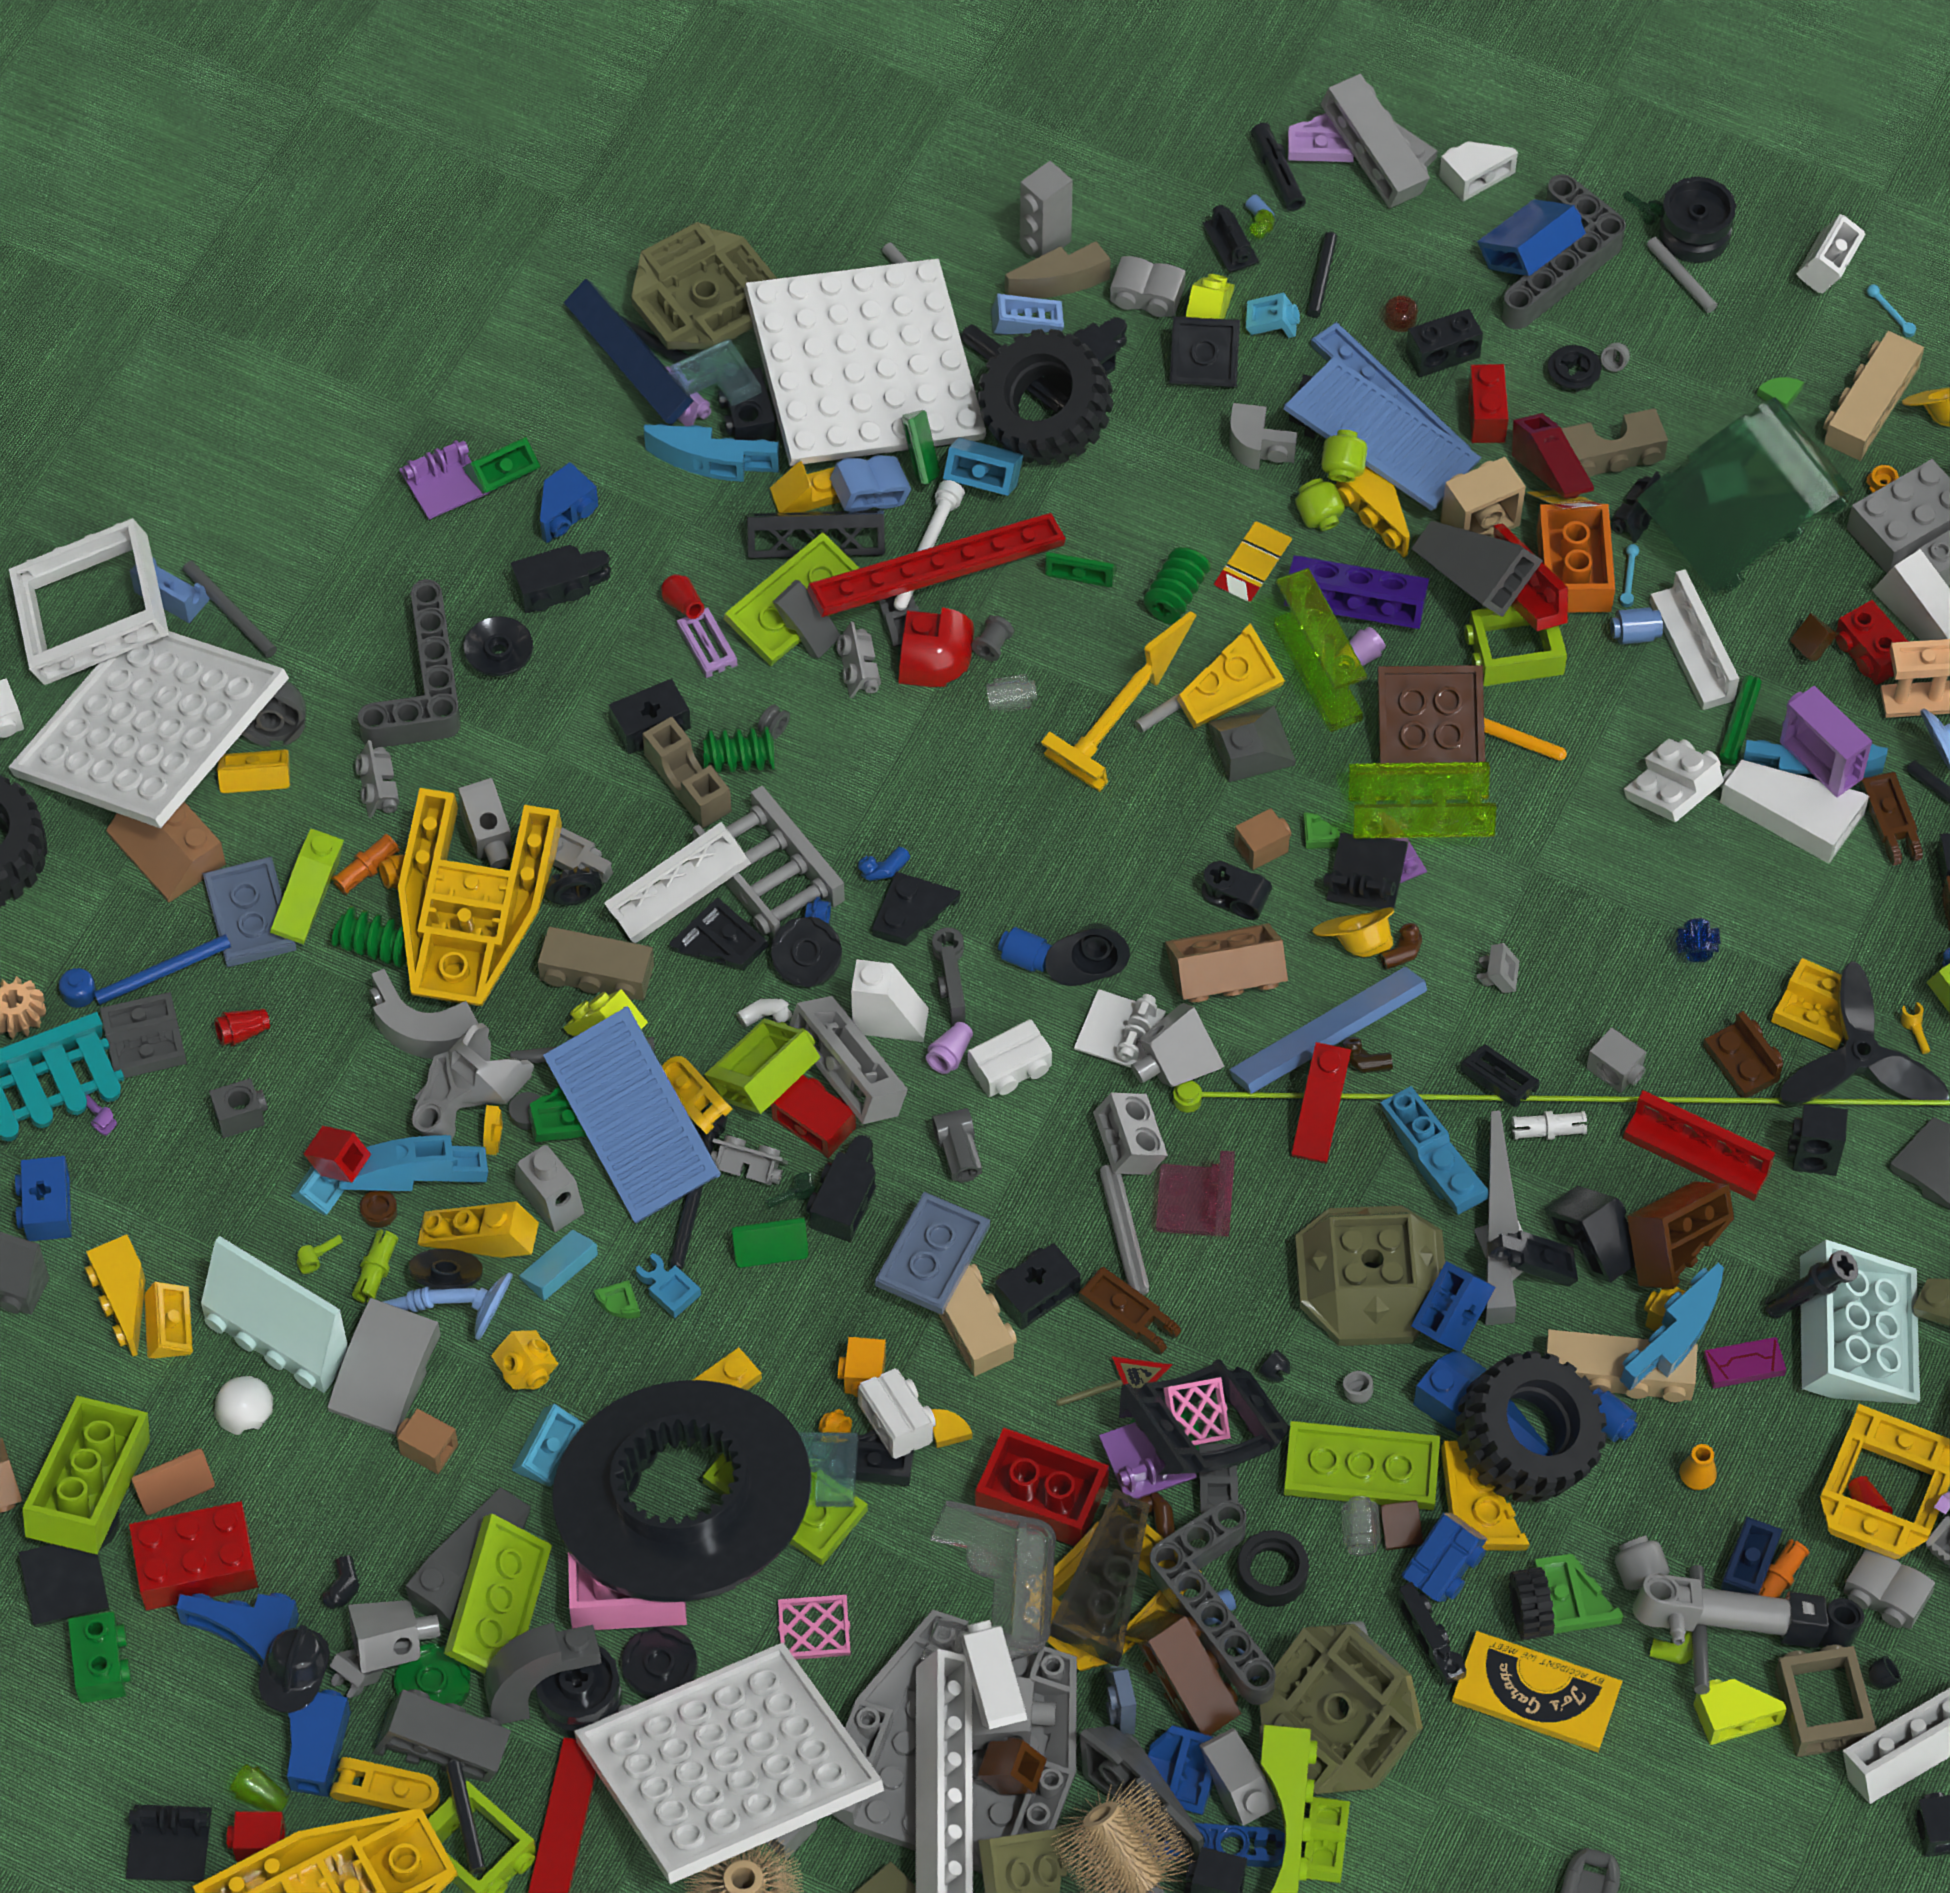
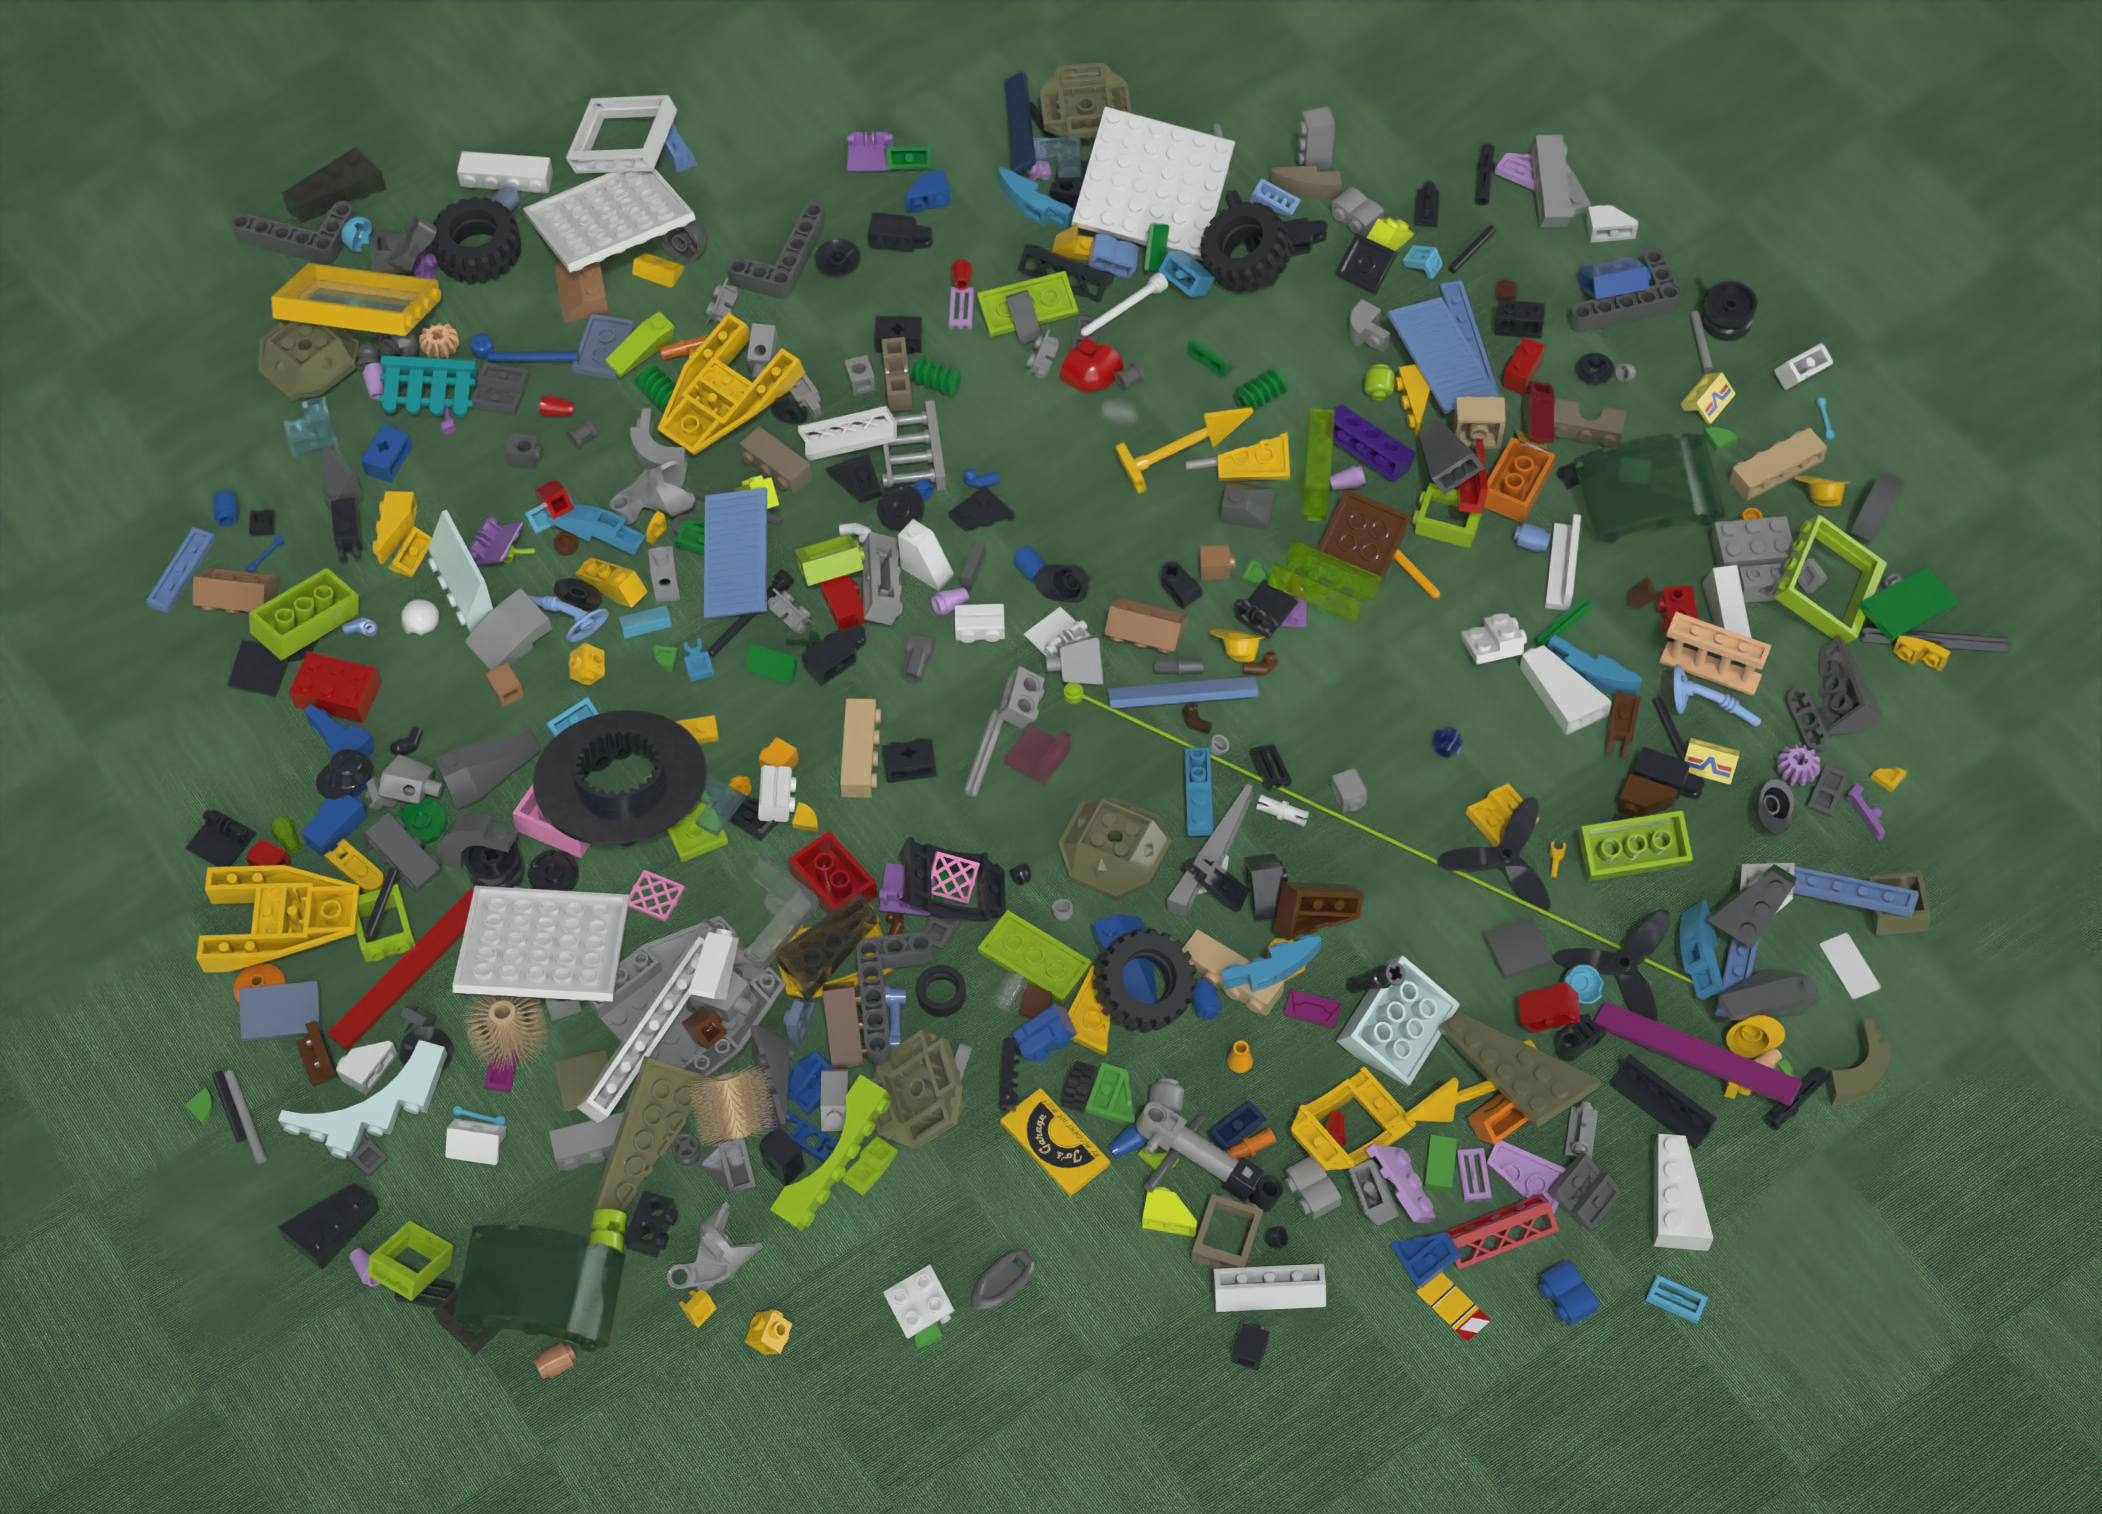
camera: 30 degrees right, 0 degrees up
(62, 1329) = (347, 528): none -> black hinge
(98, 1657) = (248, 718): green brick -> none
(166, 1452) = (360, 625): none -> medium blue arm
(173, 1482) = (352, 641): nougat slope -> none
(230, 609) = (703, 175): dark grey bar -> none
(289, 1245) = (493, 541): none -> medium lavender hinge
(303, 1046) = (581, 433): none -> dark grey bush
(375, 1266) = (541, 574): lime pin -> none
(497, 1592) = (485, 786): lime plate -> none
(635, 807) = (860, 375): none -> light grey brick
(695, 1093) = (780, 558): yellow plate -> none
(775, 720) = (969, 368): dark grey bush -> none
(932, 1253) = (855, 711): sand blue tile -> none
(936, 564) = (1120, 318): red tile -> none
(944, 935) = (990, 535): dark grey bush -> none
(1128, 1309) = (954, 798): reddish brown hinge -> none
(1129, 1371) = (934, 837): piece -> none
(1252, 561) = (1322, 397): yellow sticker -> none
(1263, 215) = (1457, 200): clear neon green arm -> none
(1302, 997) = (1179, 666): none -> dark grey axle
(1321, 1102) = (1148, 731): red slope -> none
(1344, 456) = (1405, 356): lime head -> none
(1418, 1077) = (1218, 745): none -> light grey hinge
(1453, 1306) = (1146, 887): blue brick -> none
(1501, 967) = (1312, 704): light grey tile -> none
(1627, 598) = (1539, 520): medium azure hinge -> none
(1629, 1643) = (1127, 1142): none -> blue cone
(1698, 1146) = (1368, 866): red fence -> none
(1735, 343) = (1709, 396): none -> light yellow panel
(1745, 1056) = (1432, 826): reddish brown bracket -> none
(1818, 1139) = (1442, 894): black brick -> none
(1825, 741) = (1597, 654): medium lavender window -> none

